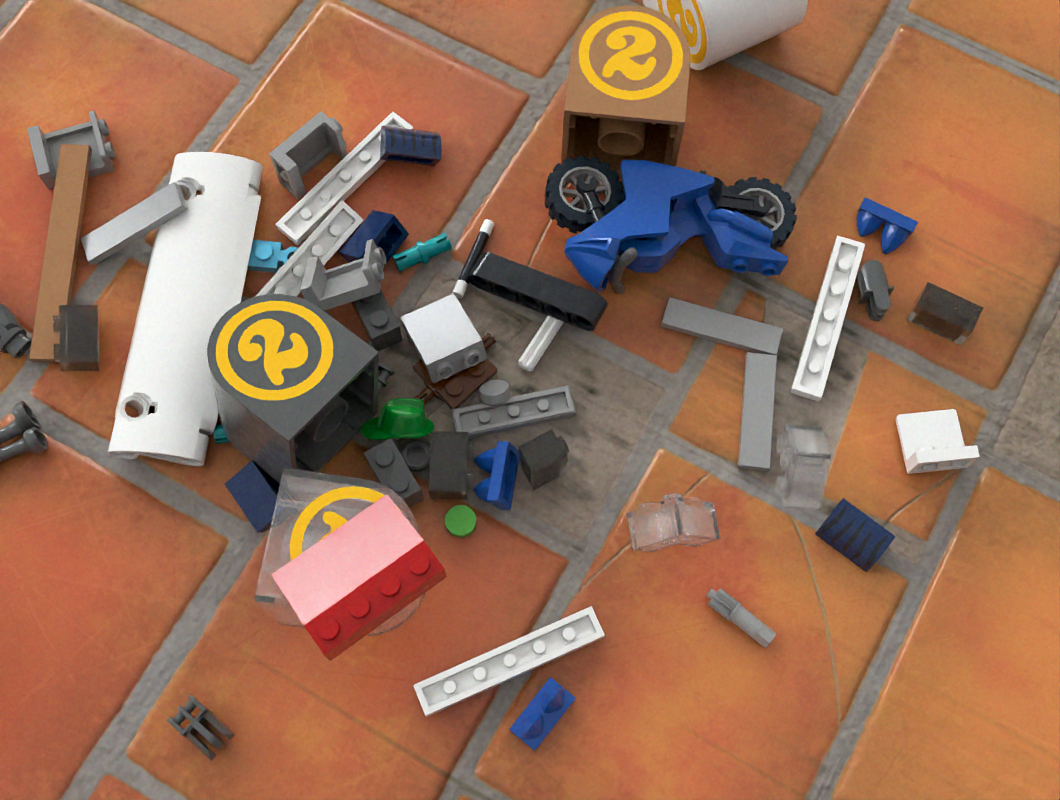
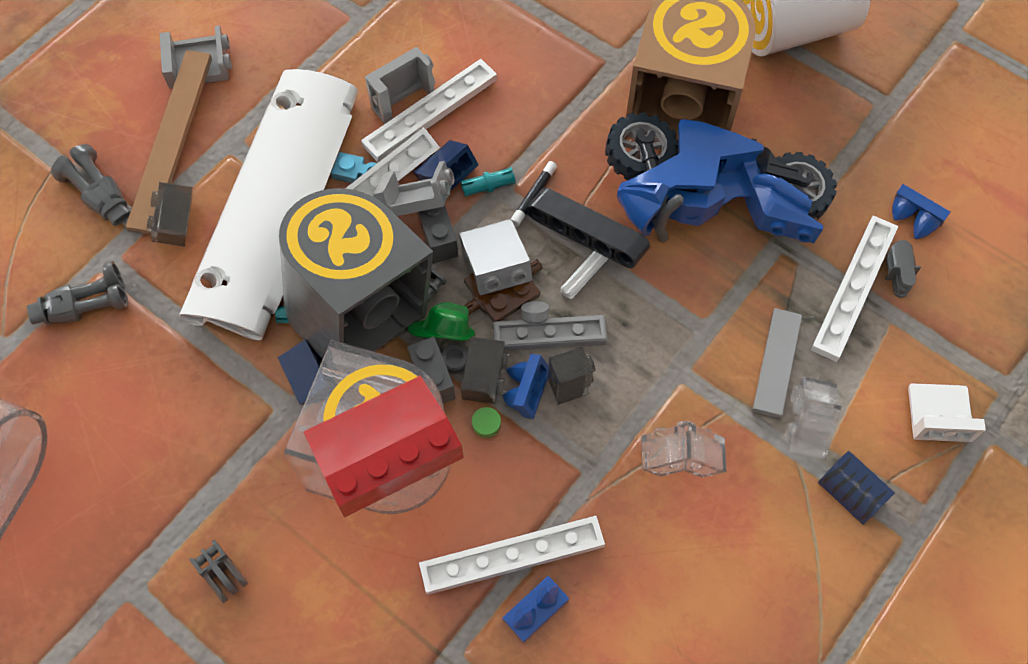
camera: 10 degrees right, 5 degrees down
(134, 223) = (237, 123): tile -> none
(410, 146) = (491, 89): dark blue brick -> none
(721, 327) = (753, 283): light grey tile -> none
(741, 617) = (736, 547): light grey piece -> none
(944, 313) = (966, 298): clear smoke brick -> none

